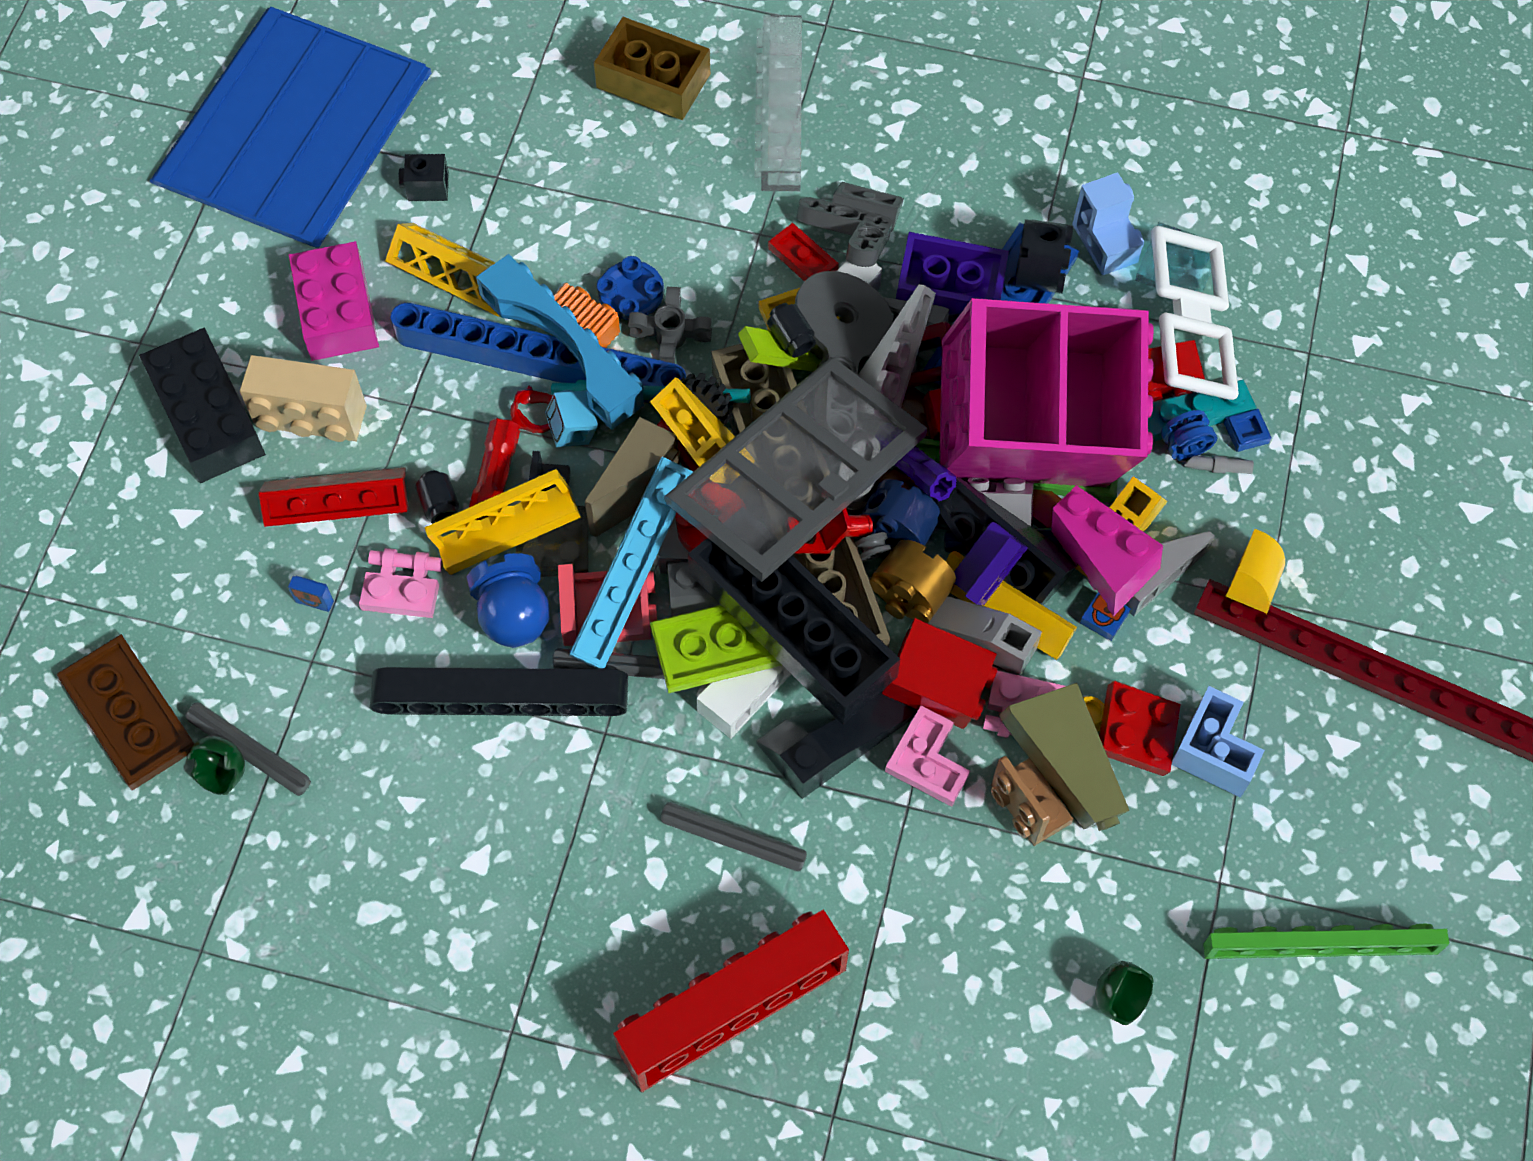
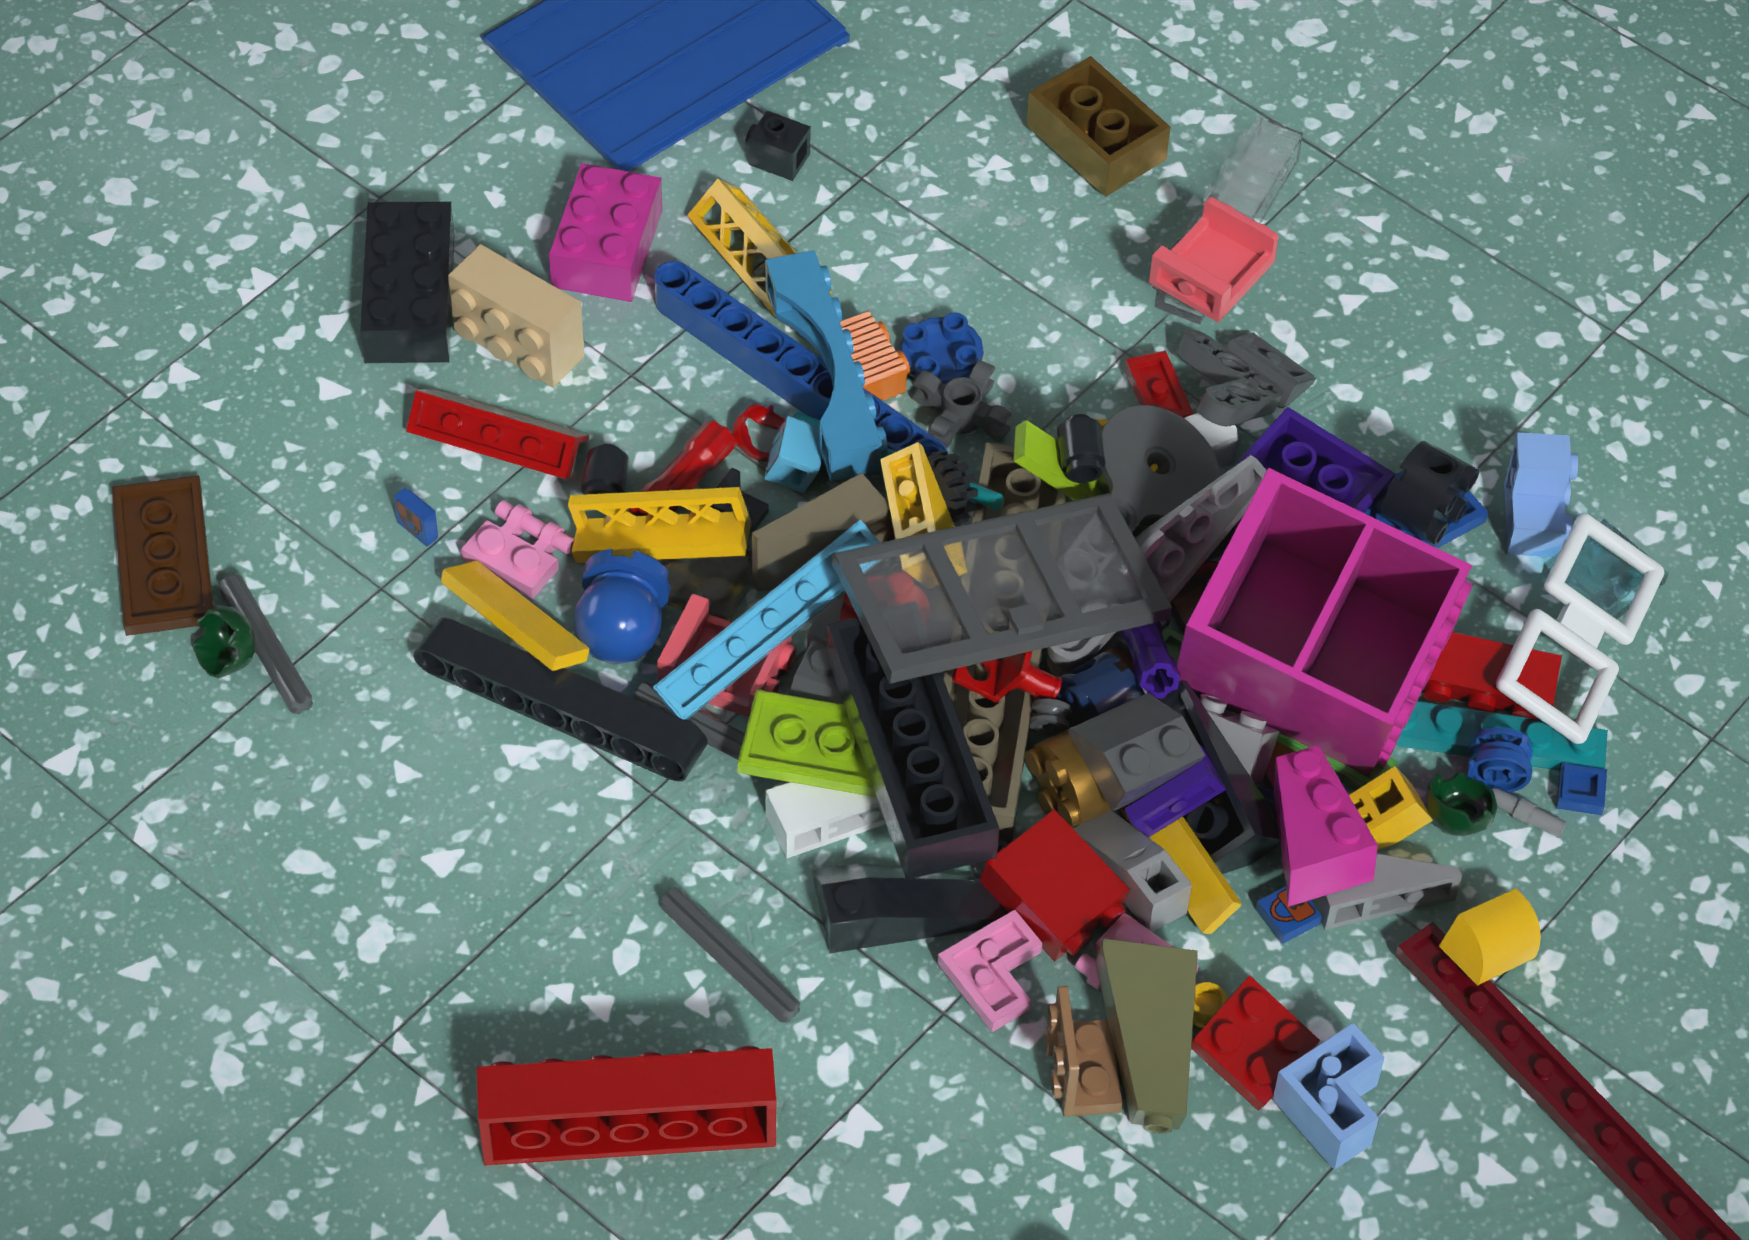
camera: 25 degrees right, 10 degrees down
(431, 641) = (515, 615): none -> yellow tile
(796, 139) = (1215, 260): none -> coral panel
(956, 547) = (1136, 748): none -> dark grey slope
(1180, 480) = (1460, 804): none -> dark green hair

